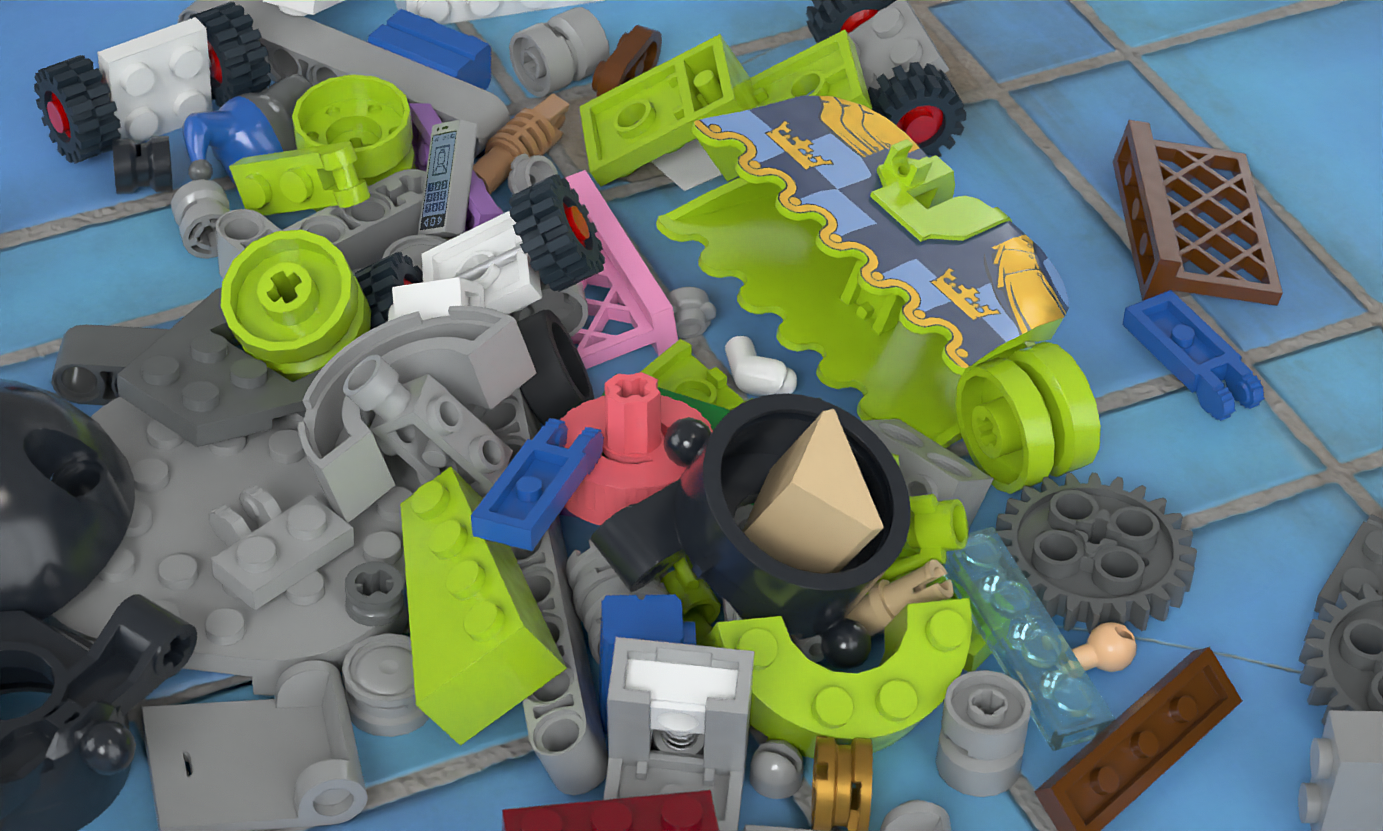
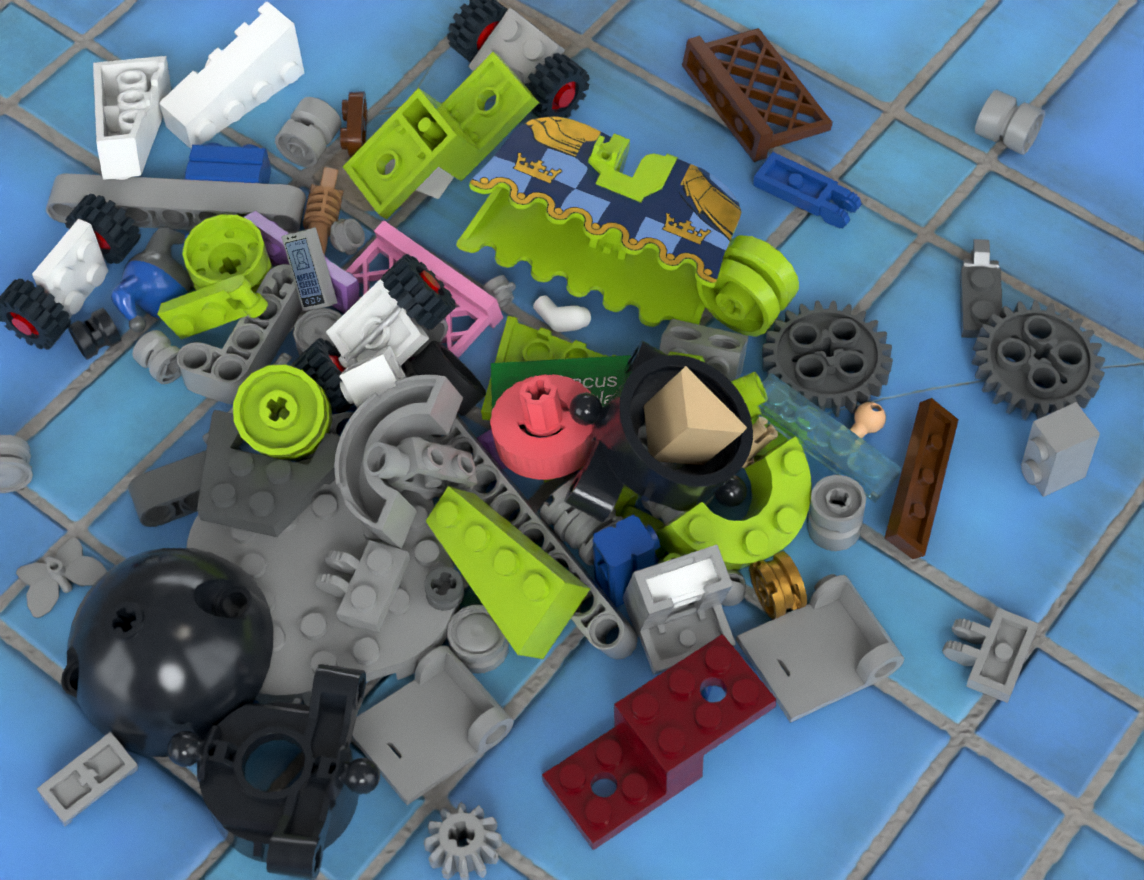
camera: 20 degrees left, 15 degrees up
(536, 486) = (514, 482): blue hinge -> none

